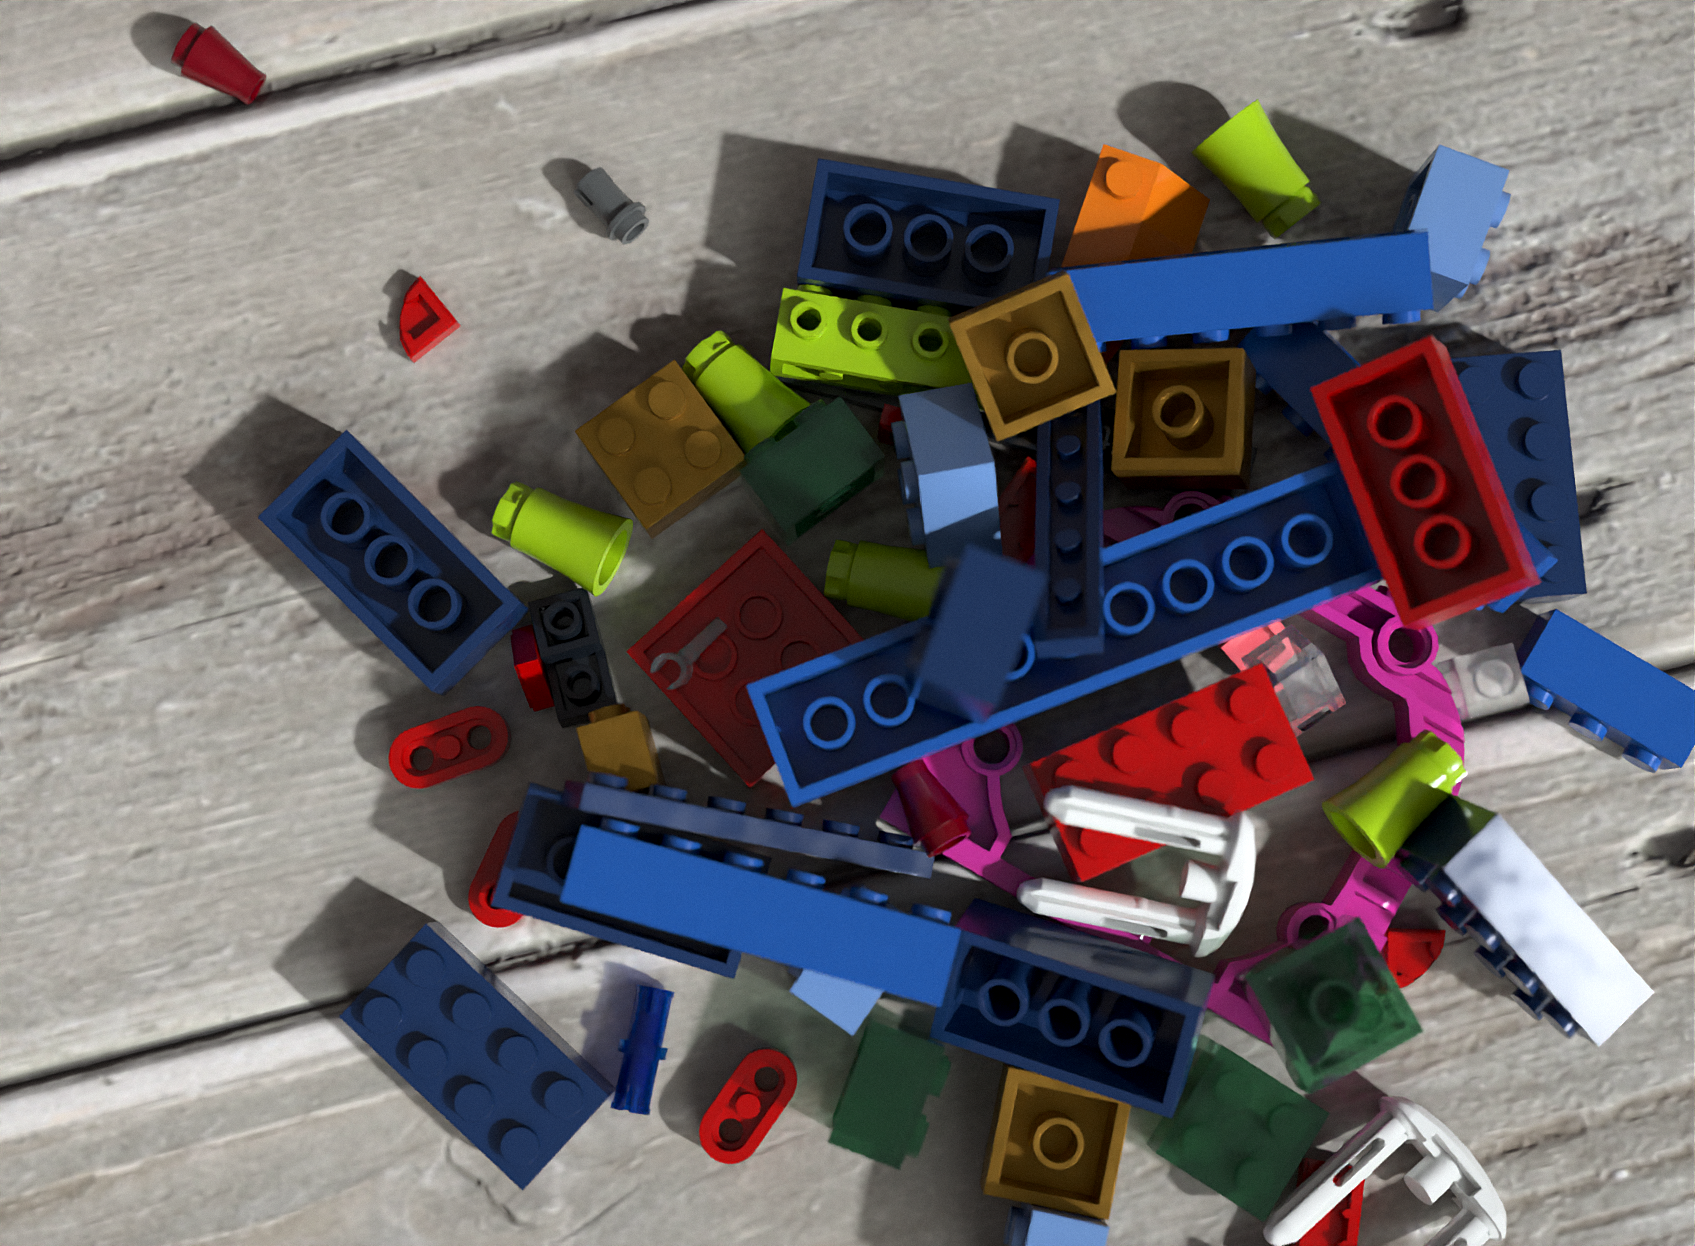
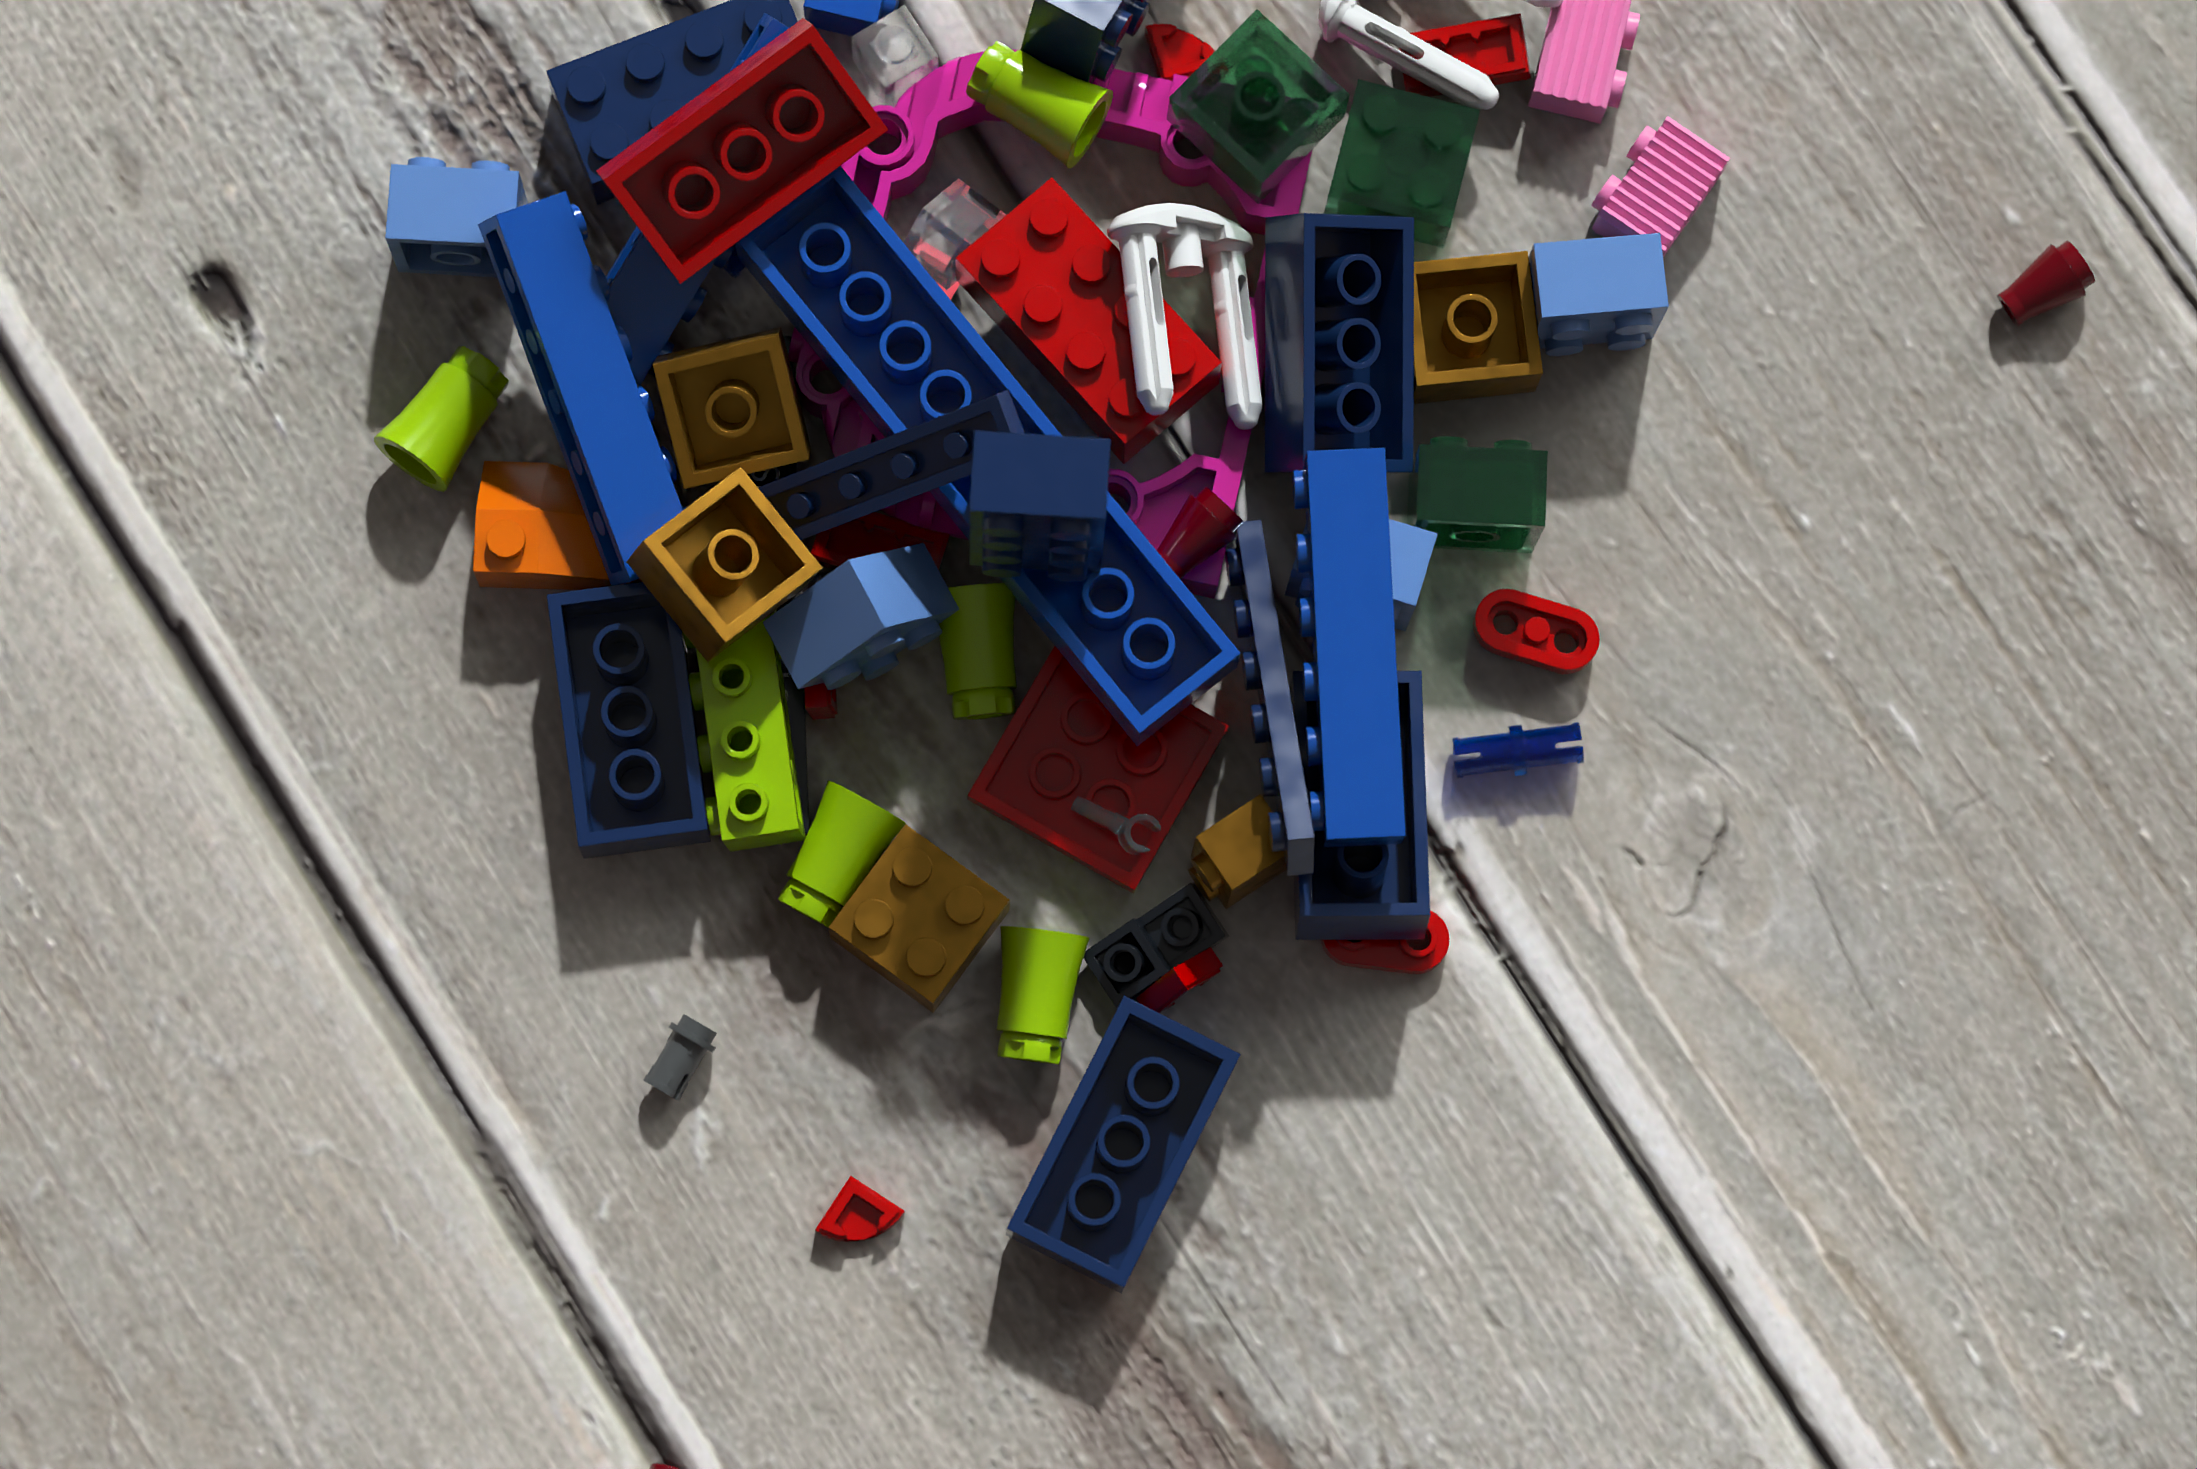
camera: 115 degrees left, 5 degrees down
(451, 747) = (1288, 1036): red plate -> none
(477, 1053) = (1575, 903): dark blue brick -> none
(811, 468) = (896, 757): clear green brick -> none

